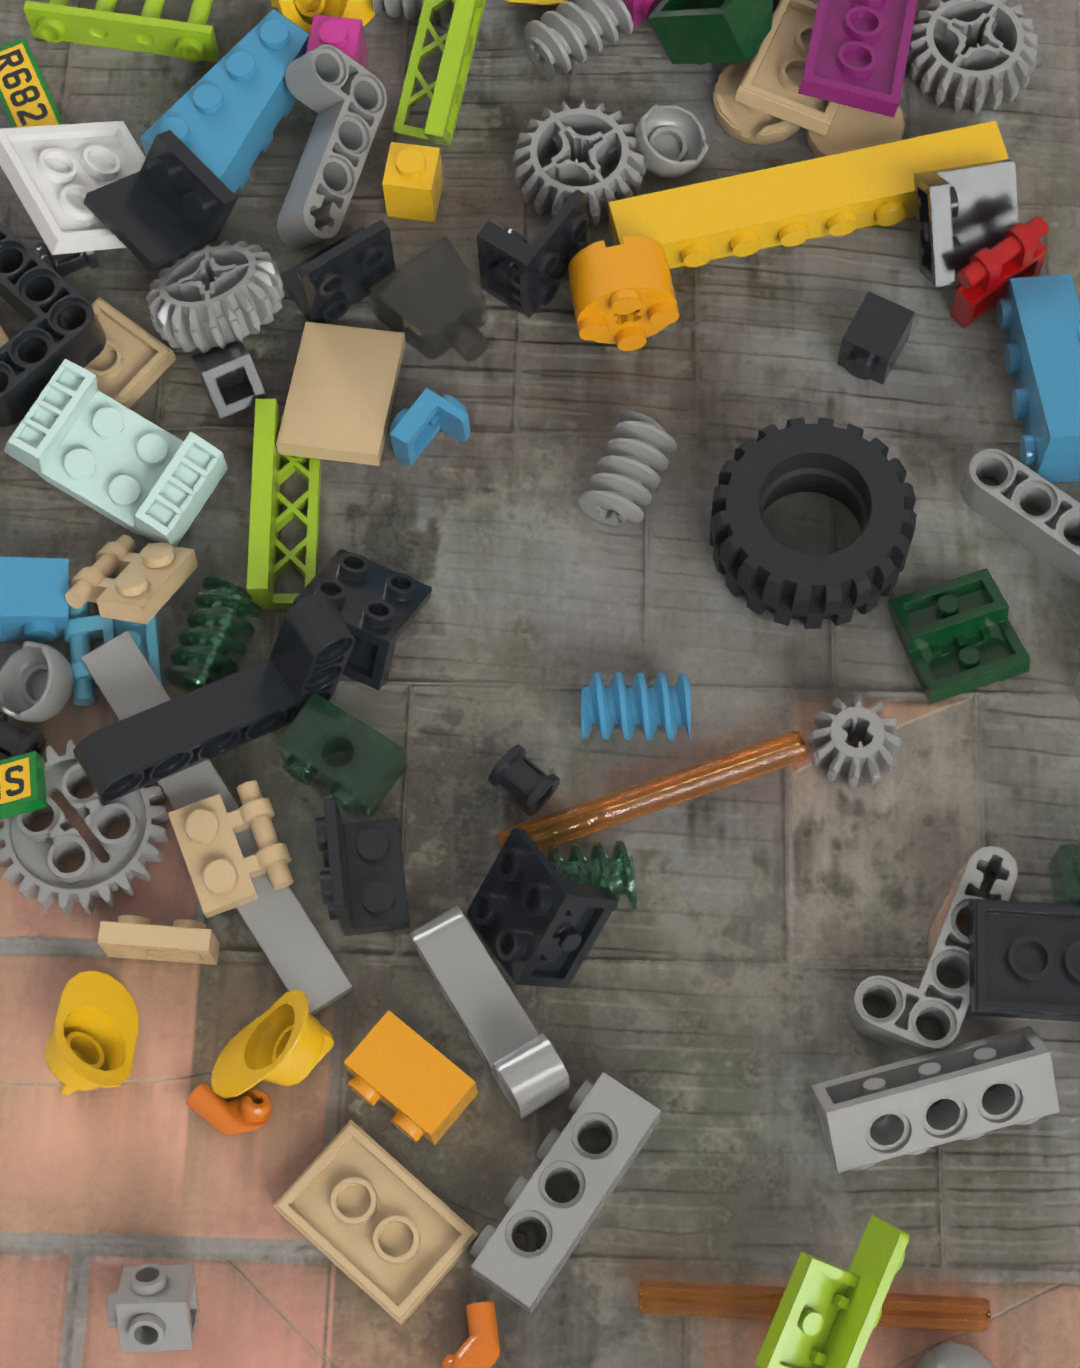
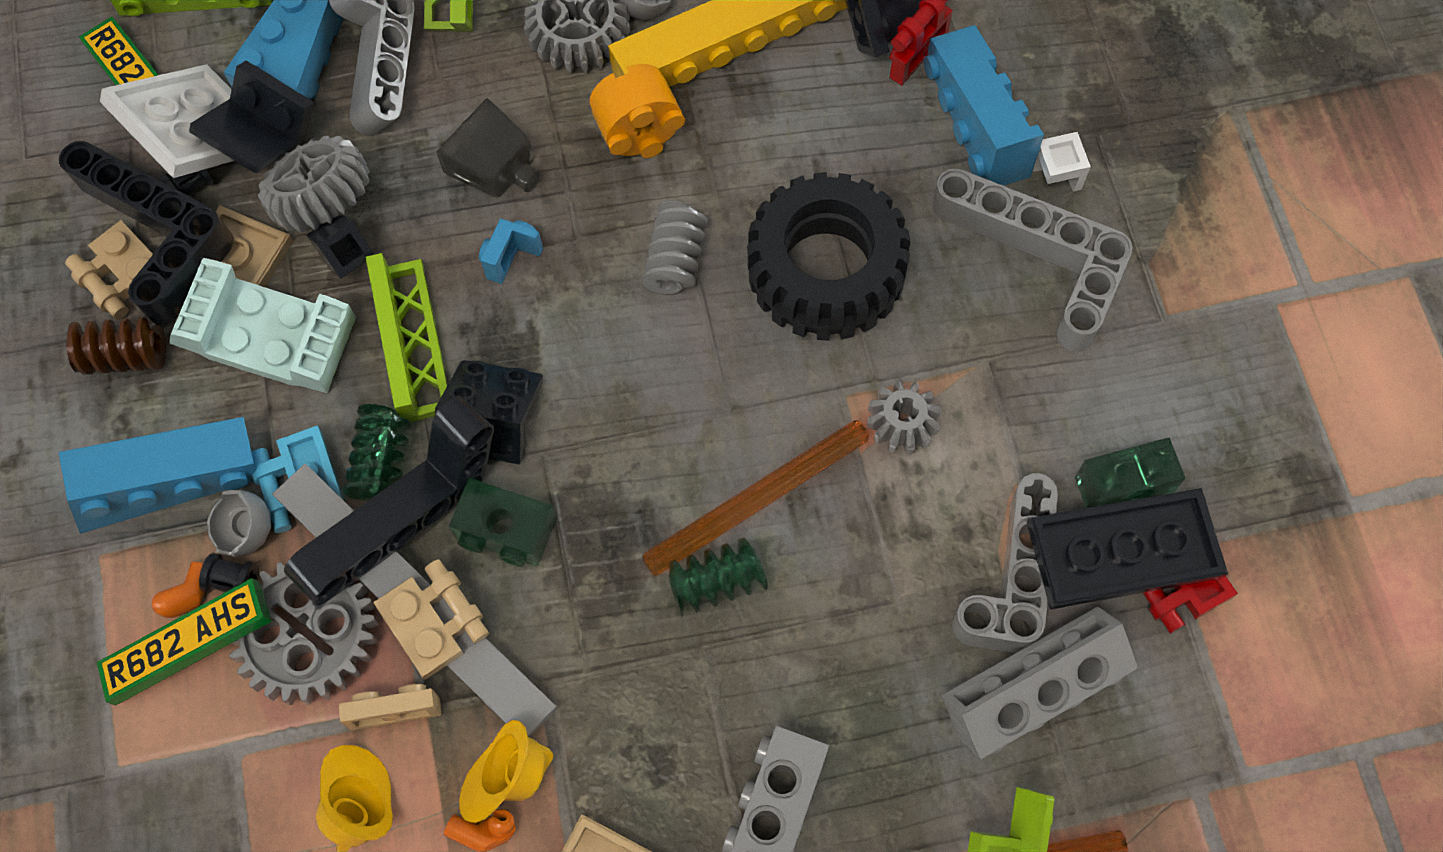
camera: 15 degrees left, 0 degrees up
(141, 580) = (307, 422): tan plate -> none
(341, 273) = (410, 145): black bracket -> none
(341, 393) = (433, 238): tan tile -> none
(365, 873) = (546, 613): black bracket -> none
(410, 1079) = (621, 769): light orange brick -> none
(413, 182) = (450, 63): yellow brick -> none
(490, 1013) = (682, 710): light grey beam -> none
(524, 780) = (653, 508): black bush -> none
(532, 274) = (558, 113): black bracket -> none
(535, 918) = (689, 615): black bracket -> none
(636, 706) = (727, 429): dark azure piece -> none
(875, 338) = (838, 106): black brick -> none
(958, 636) = (960, 318): dark green slope -> none

